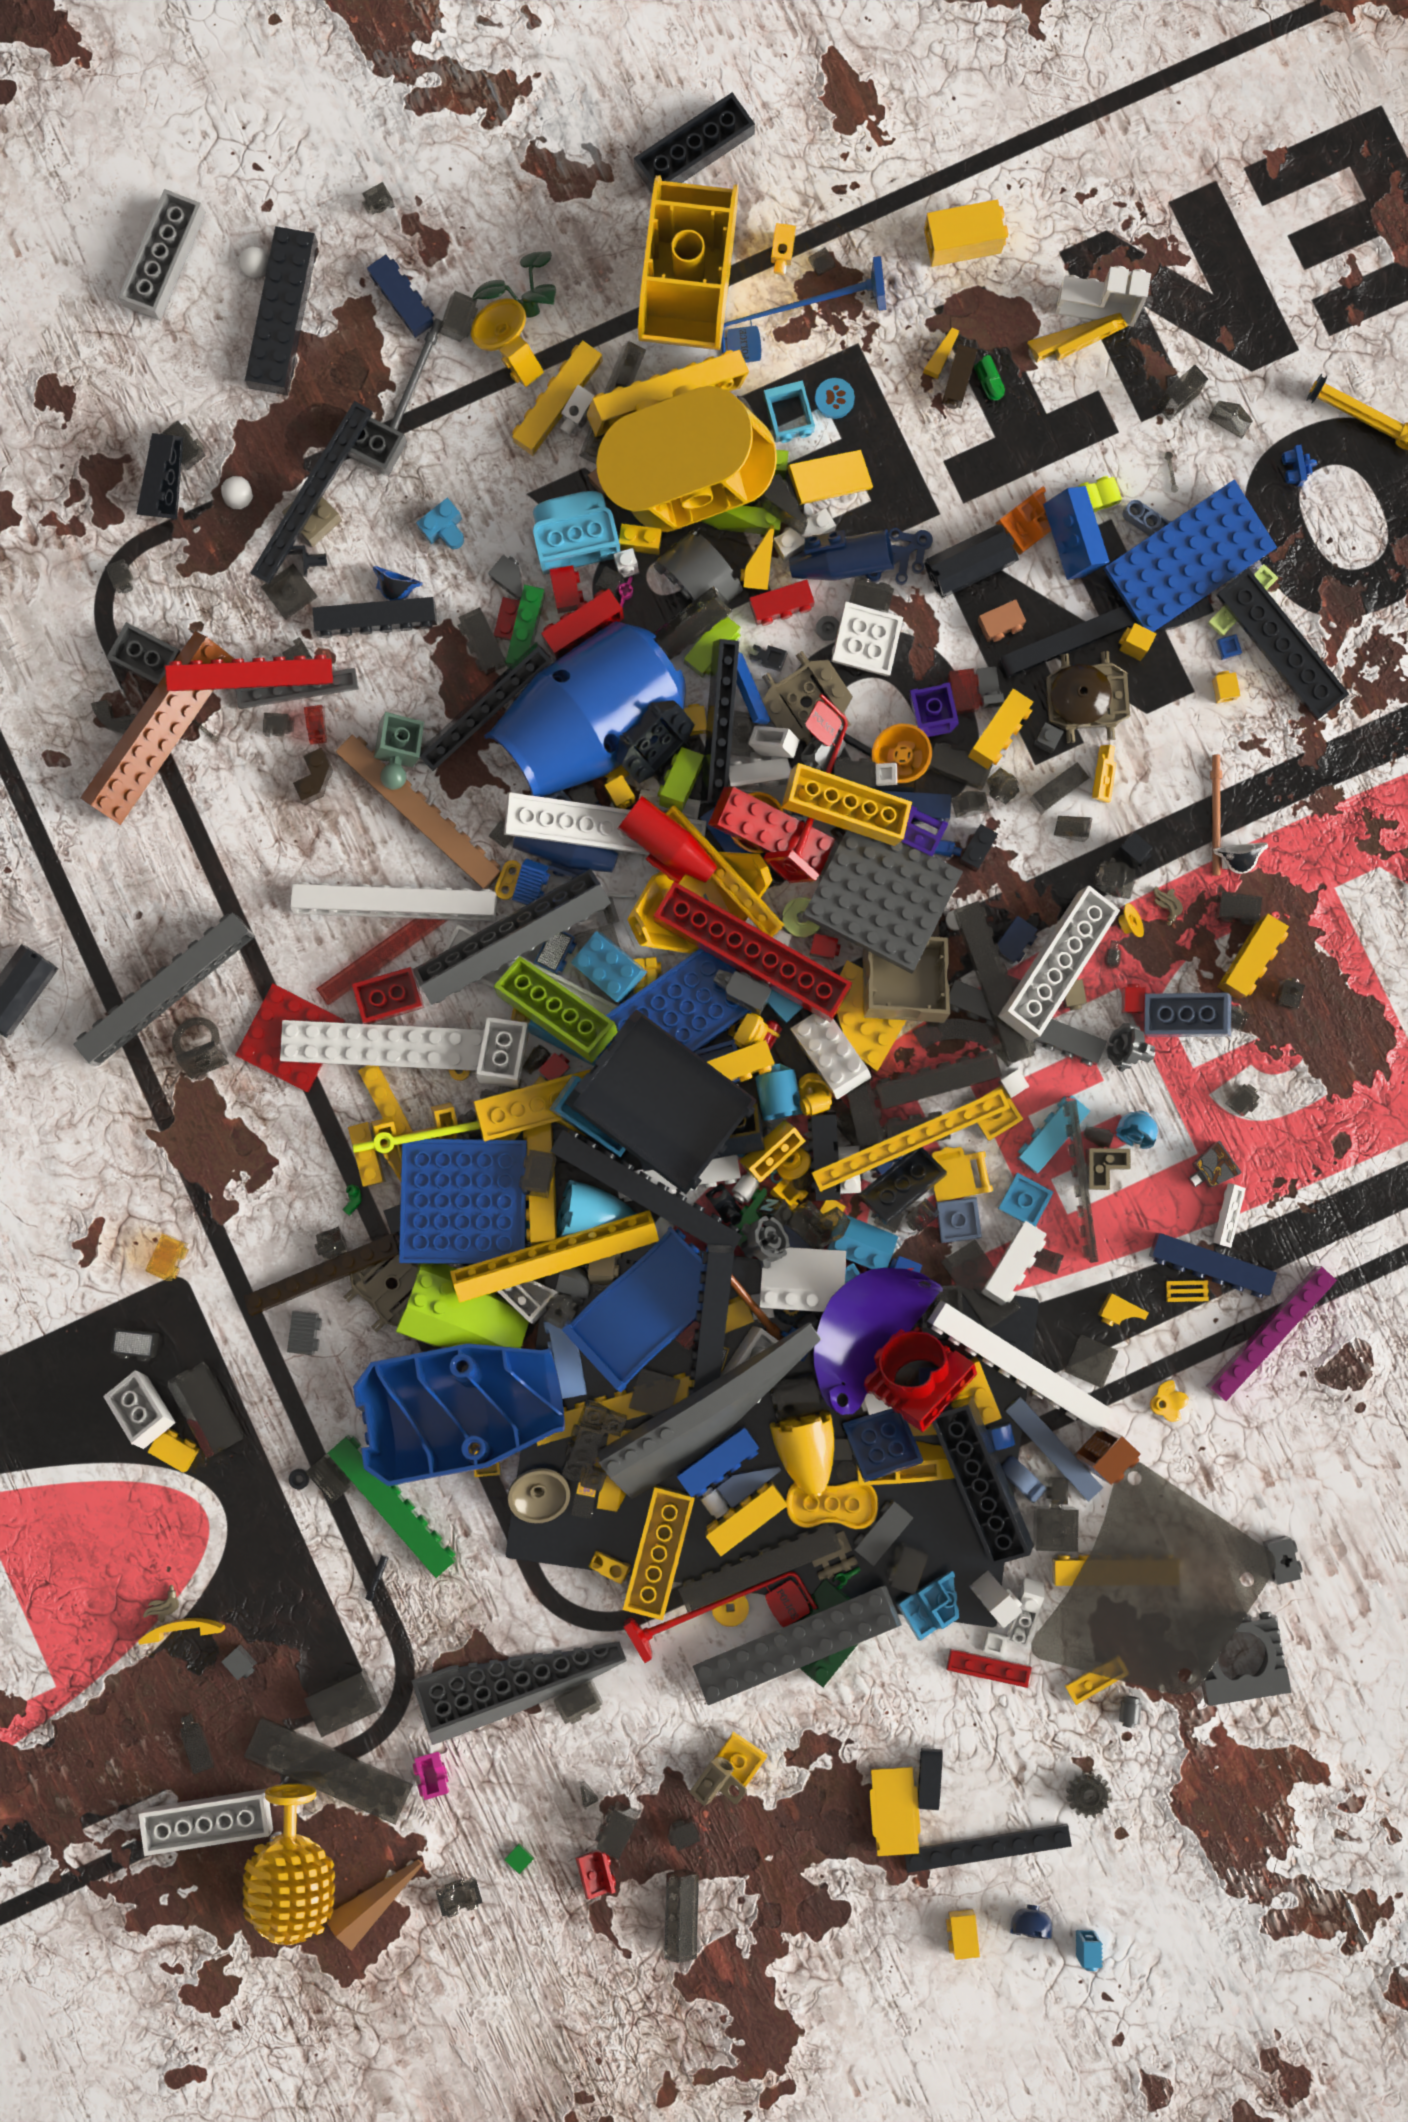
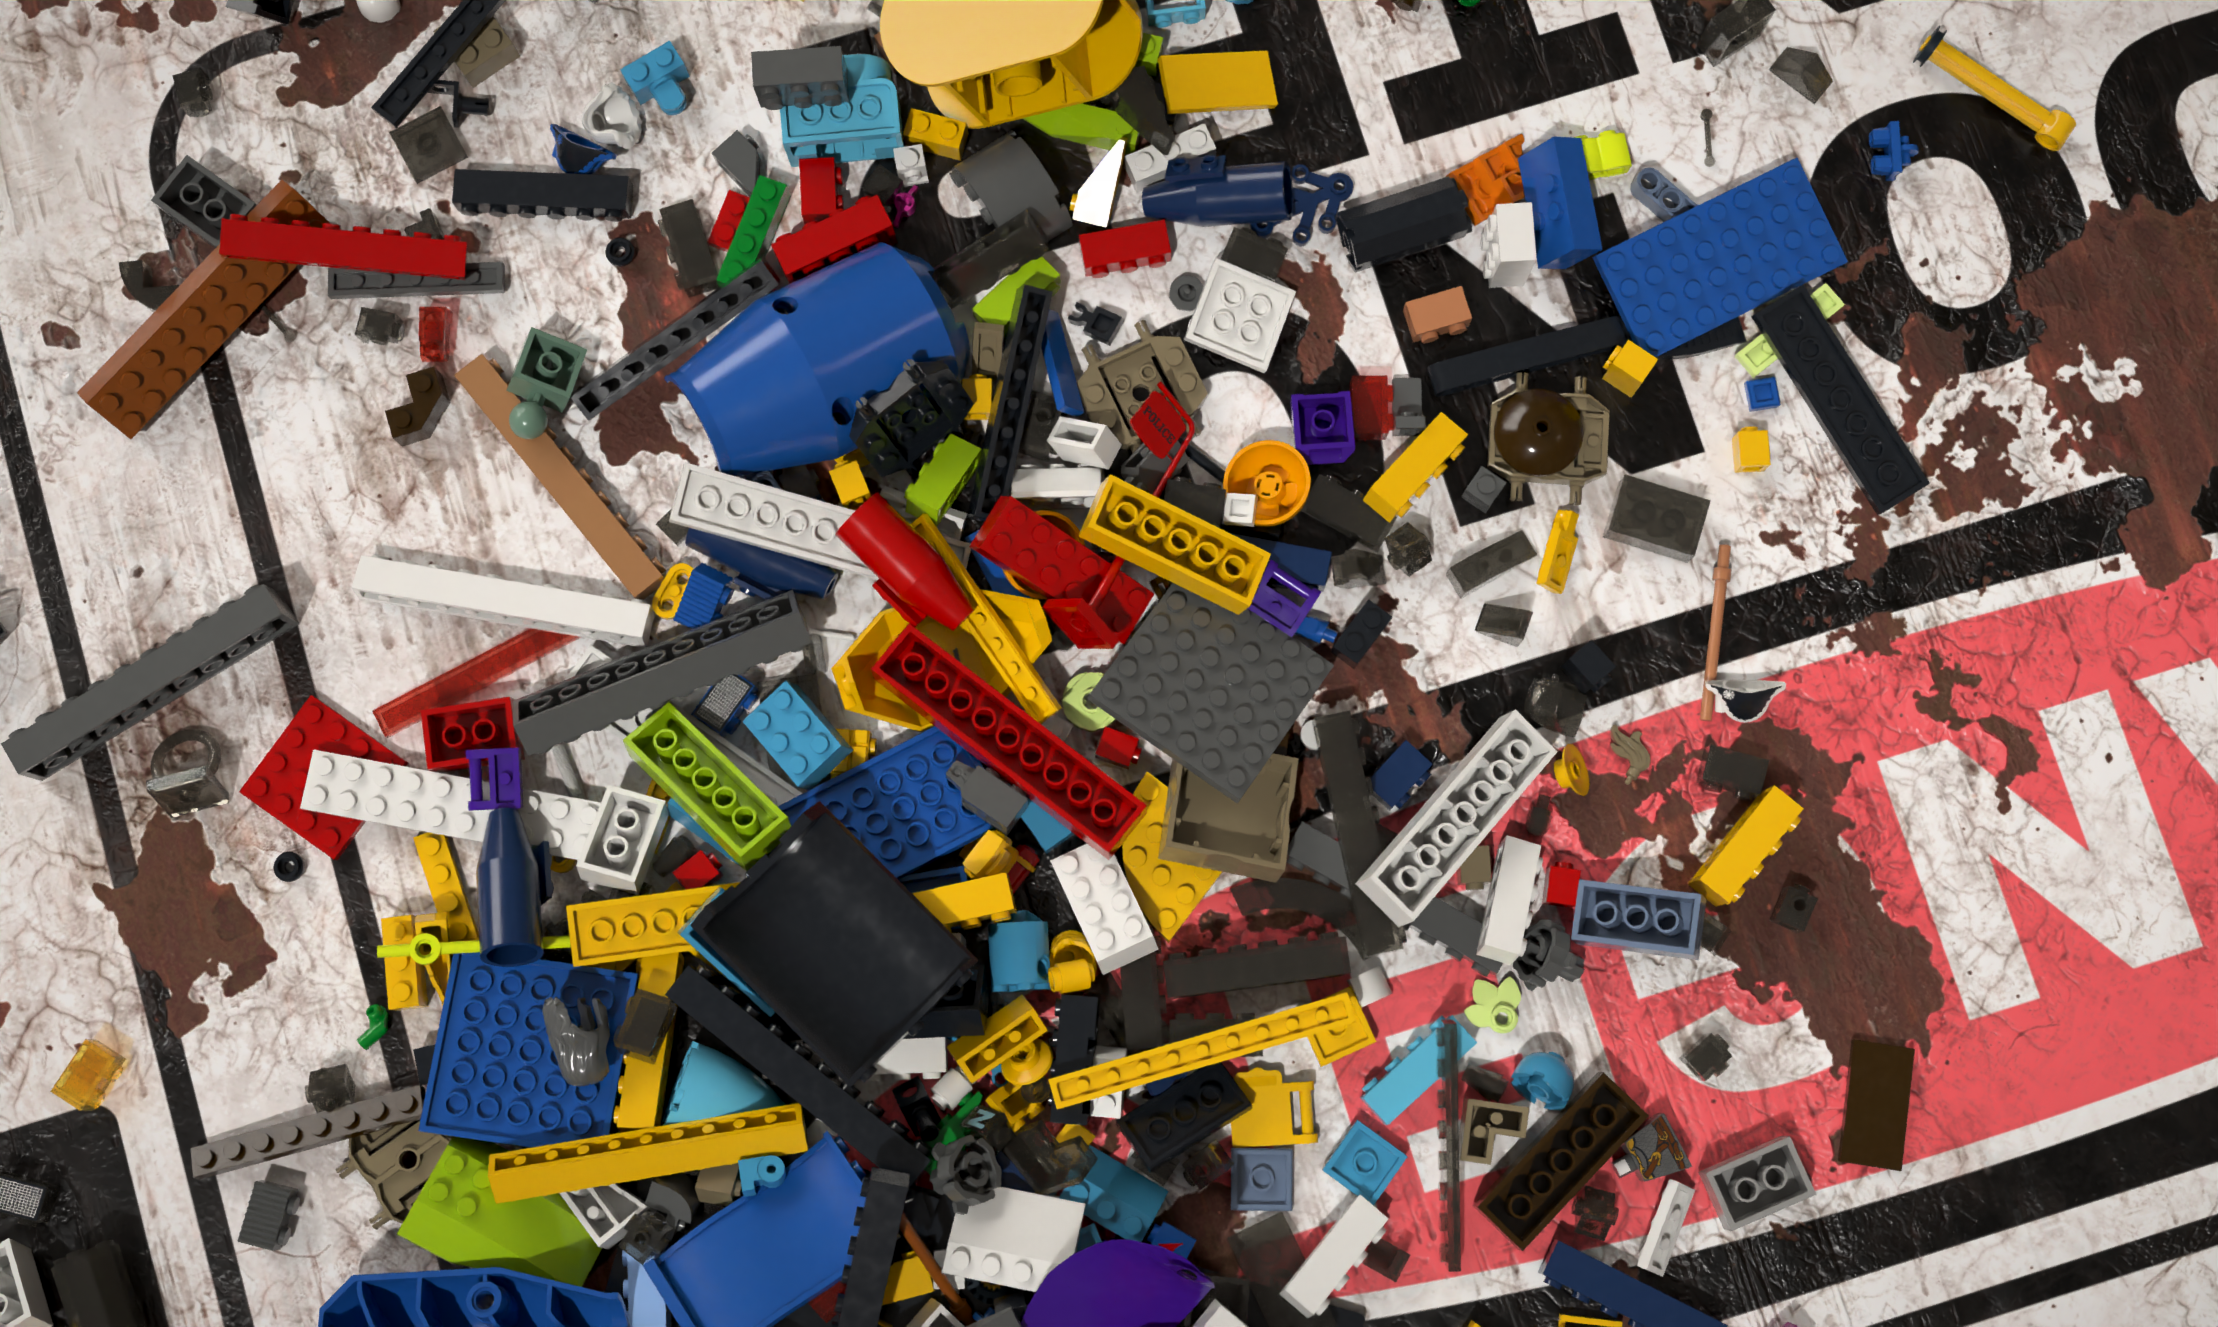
camera: 10 degrees right, 5 degrees down
(270, 1101) = (280, 866): none -> black plate
(415, 557) = (612, 117): none -> white hair
(416, 1021) = (504, 778): none -> dark purple plate
(434, 644) = (615, 245): none -> black plate
(435, 1096) = (511, 889): none -> dark blue piece
(453, 1010) = (566, 771): none -> white piece
(497, 1195) = (581, 1048): none -> dark grey hair
(547, 515) = (800, 77): none -> dark grey brick
(629, 1258) = (761, 1171): none -> dark azure leg
(698, 686) = (987, 349): none -> dark tan plate
(1045, 567) = (1509, 245): none -> white brick
(1095, 1082) = (1493, 1000): none -> yellowish green plate
(1100, 1013) = (1509, 900): none -> white brick
(1155, 1181) = (1560, 1161): none -> dark brown brick
(1167, 742) = (1656, 518): none -> clear smoke brick
(1181, 1211) = (1594, 1212): none -> clear smoke brick
(1285, 1178) = (1757, 1183): none -> light grey brick
(1358, 1116) = (1876, 1105): none -> dark brown tile

